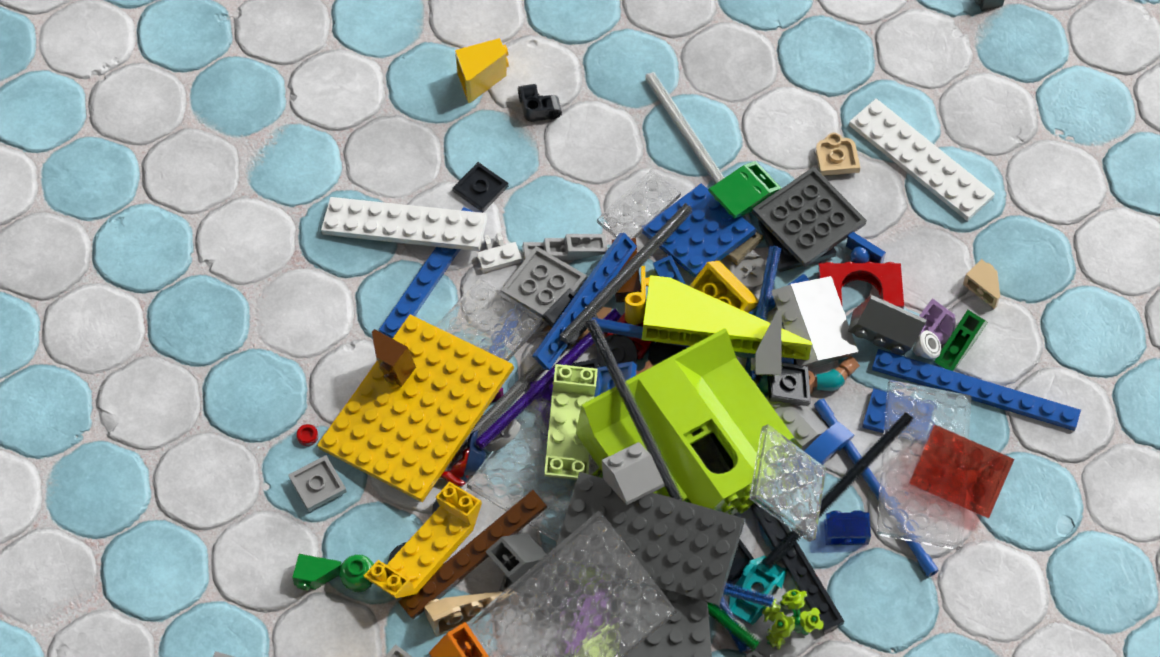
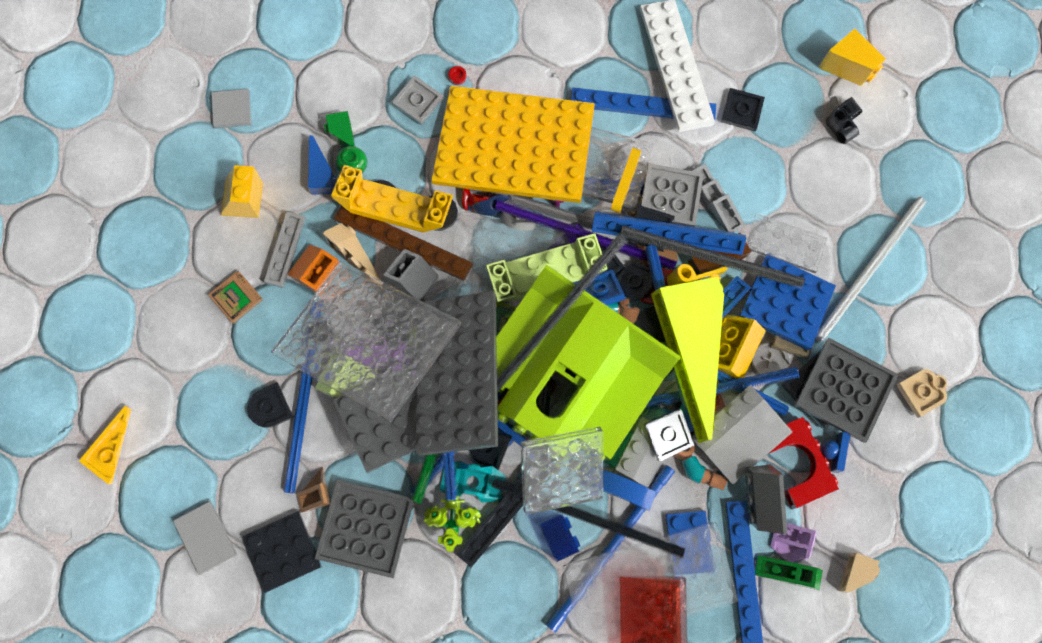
camera: 60 degrees right, 15 degrees up
(350, 610) = (320, 174): none -> blue slope
(393, 358) = (538, 102): reddish brown slope -> none
(499, 256) = (684, 151): white hinge -> none
(511, 315) = (626, 180): none -> yellow beam
(632, 473) = (501, 333): light grey slope -> none
(744, 189) = (844, 323): green slope -> none
(768, 355) = (678, 406): light grey slope -> none
(922, 159) = (959, 469): white plate -> none
(927, 345) = (768, 544): white brick -> none

